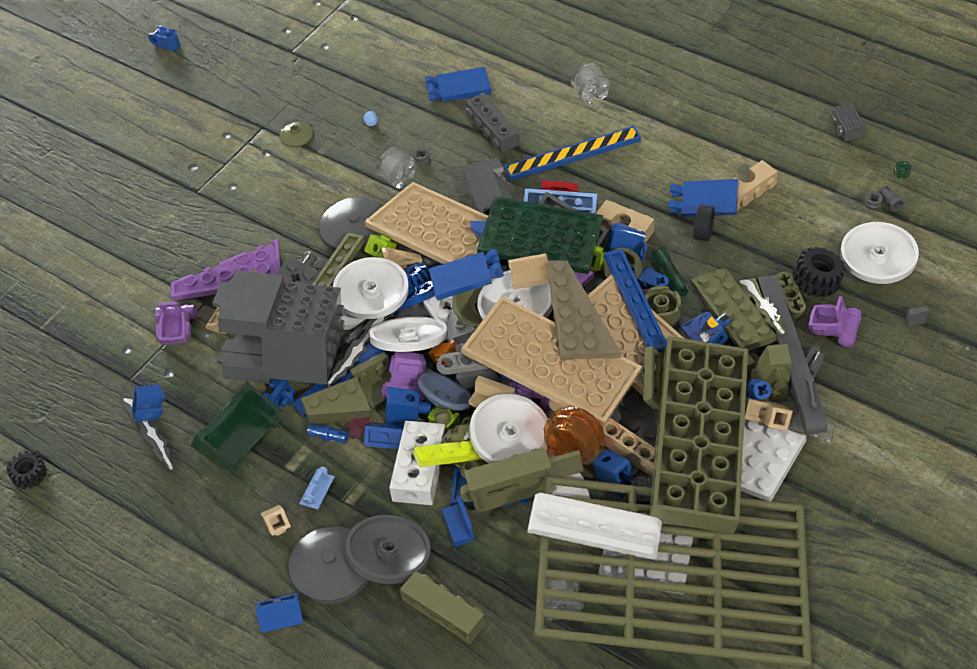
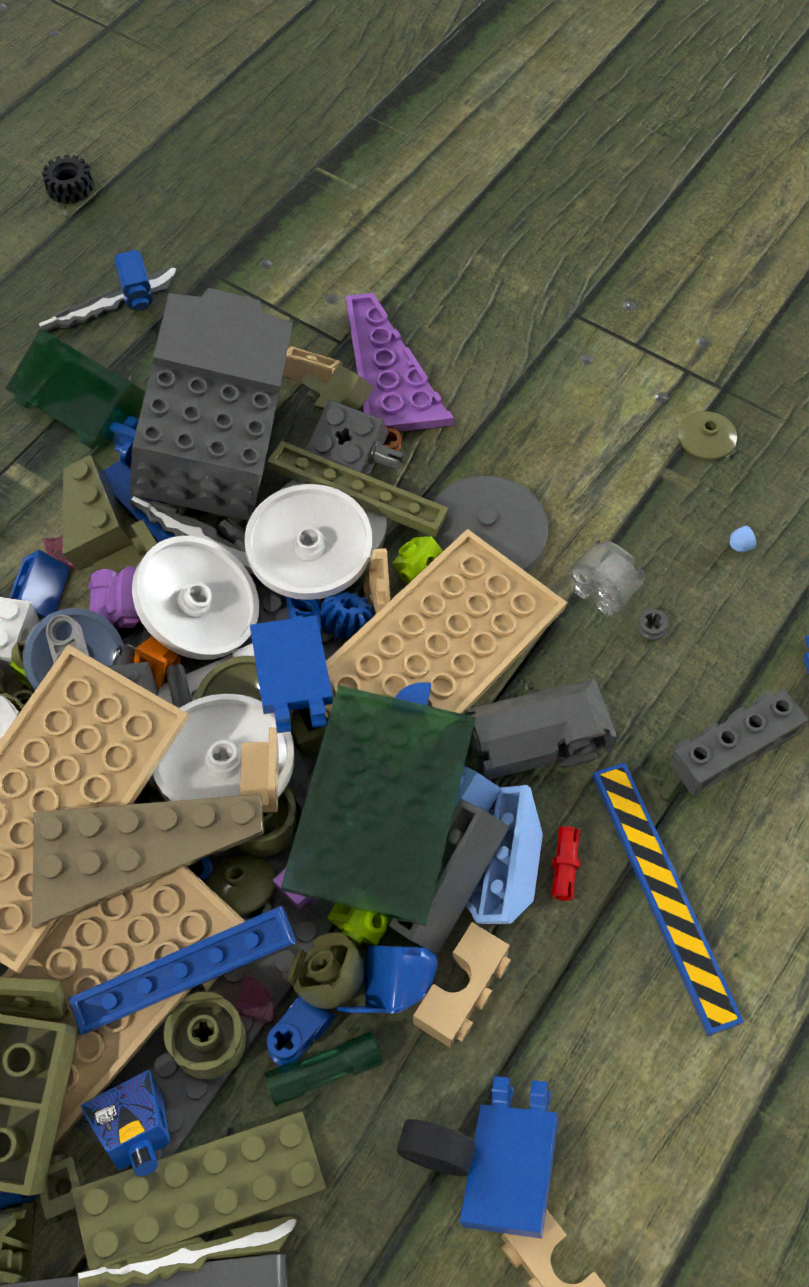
camera: 85 degrees right, 10 degrees up
(174, 322) = (295, 300): medium lavender piece -> none
(328, 433) = (52, 515): blue pin -> none
(404, 406) = (68, 588): blue torso -> none

